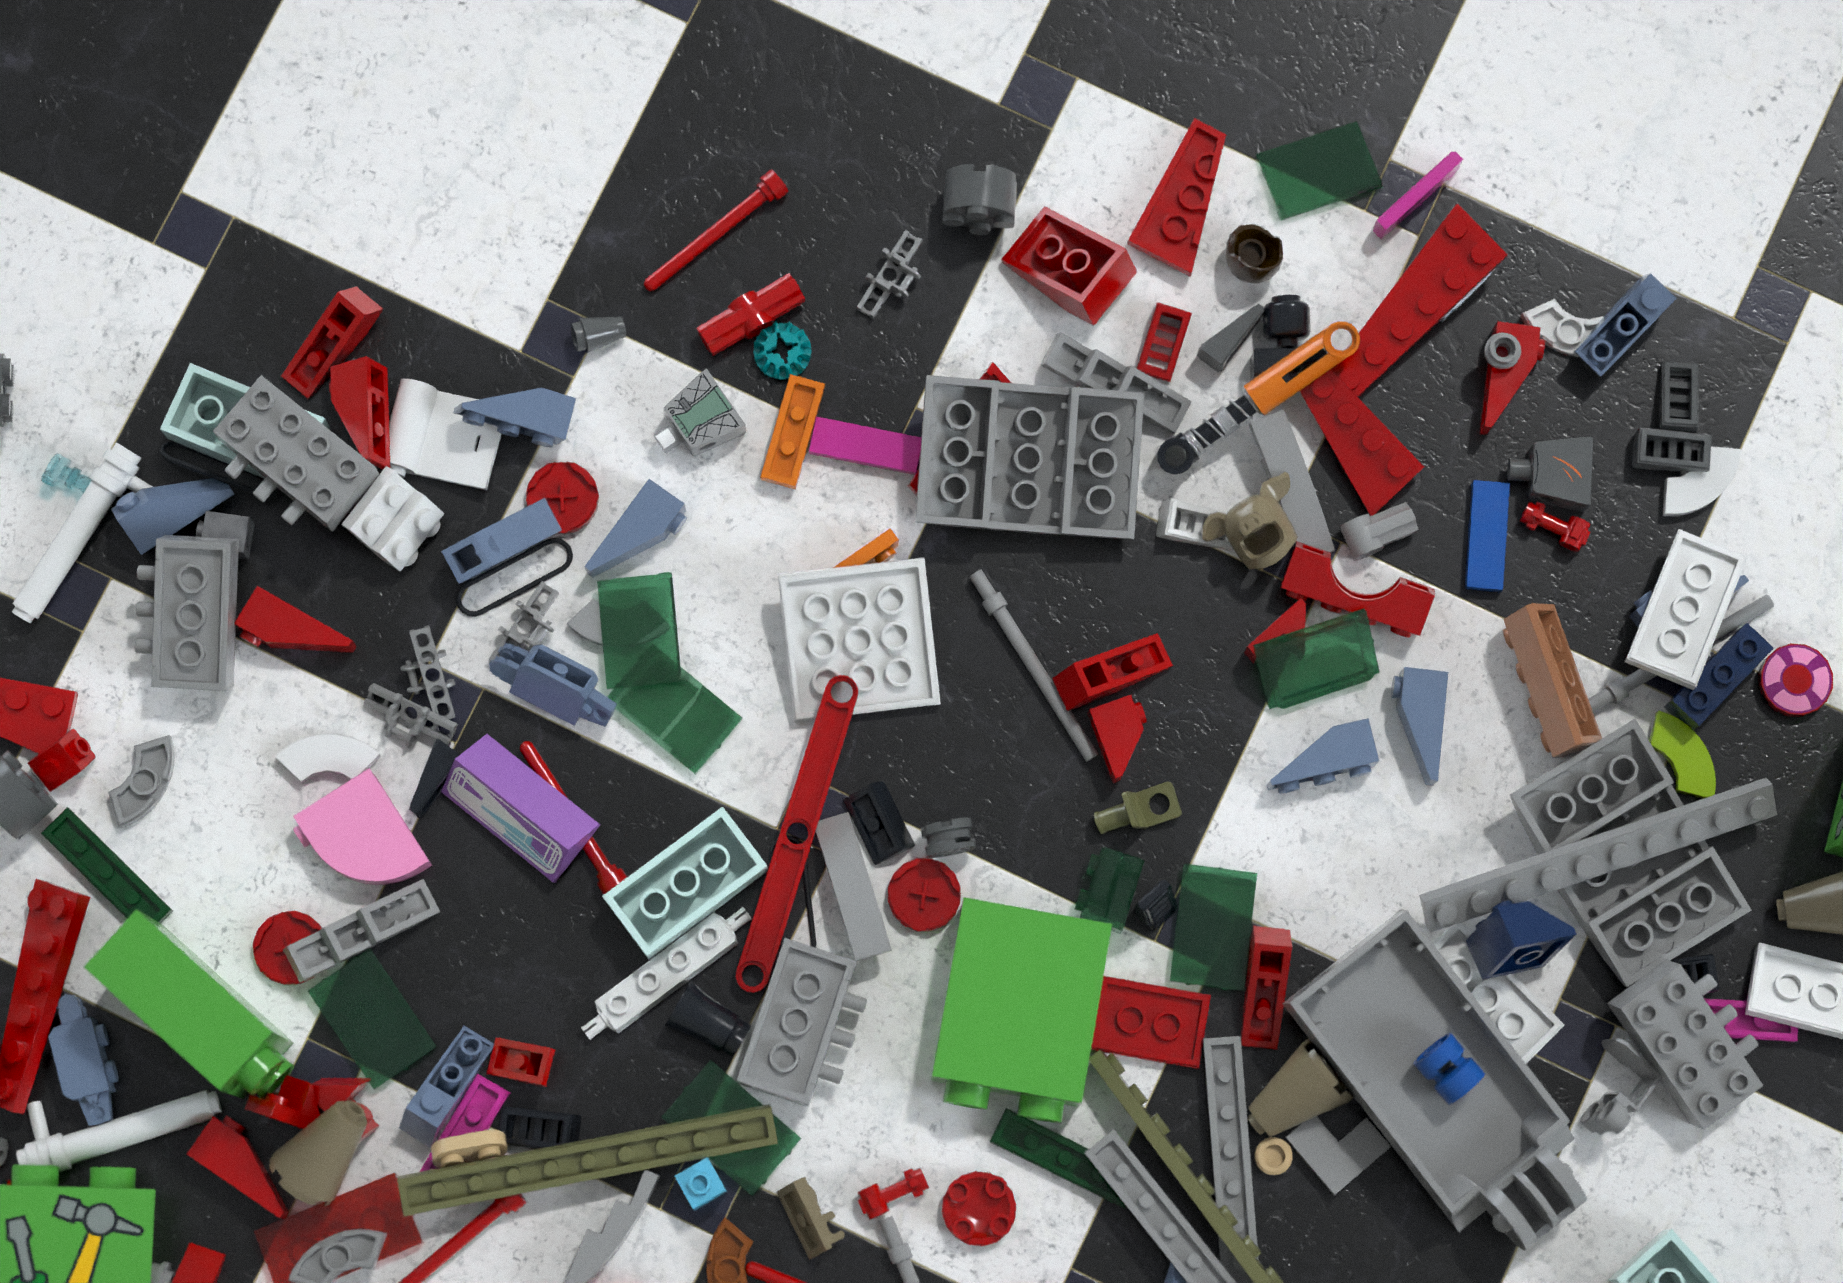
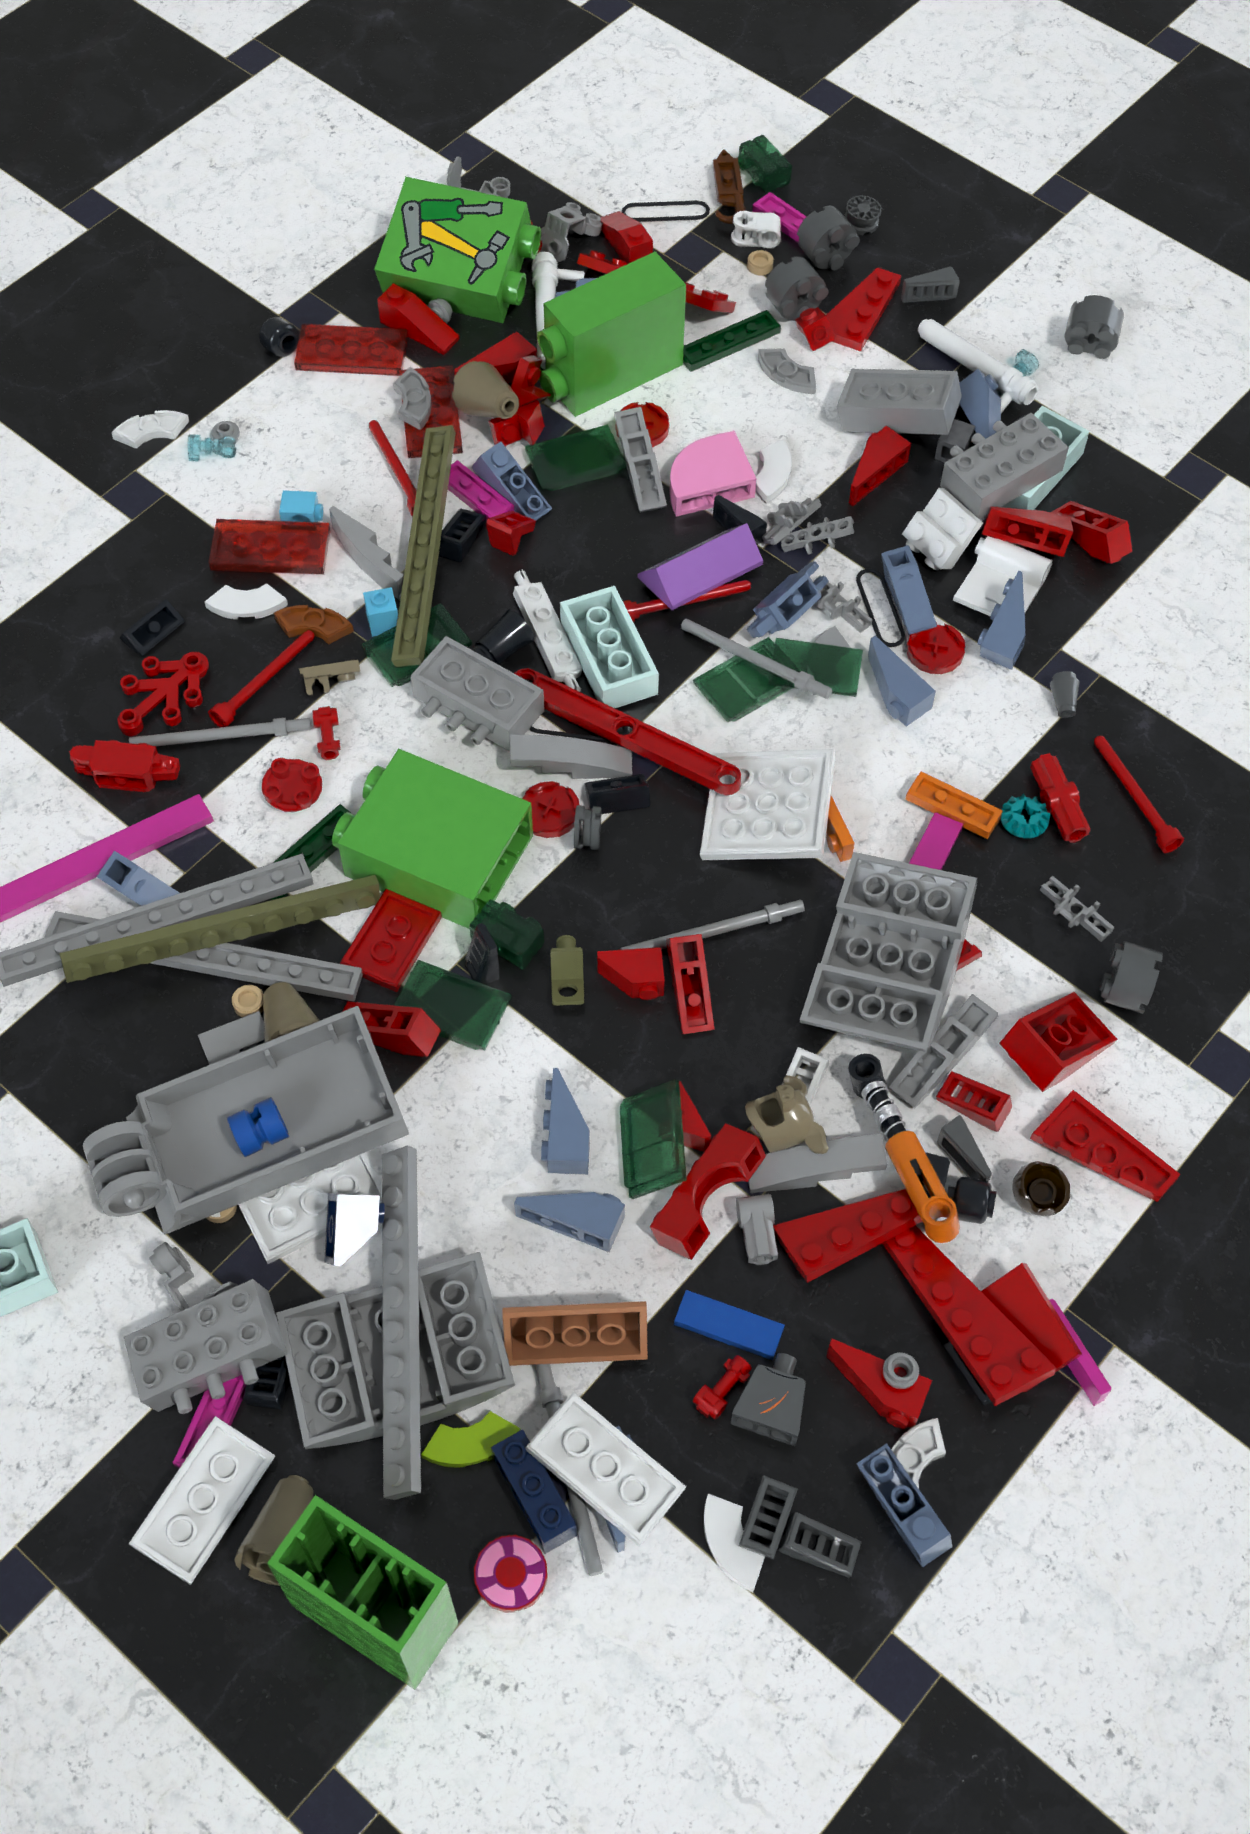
camera: 110 degrees right, 20 degrees down
(468, 1148) = (459, 480): tan plate -> none
(676, 636) = (801, 680): none -> light grey bar
(700, 418) = (980, 744): torso -> none
(1319, 170) = (1113, 1276): clear green piece -> none
(1400, 238) = (1029, 1309): none -> red tile

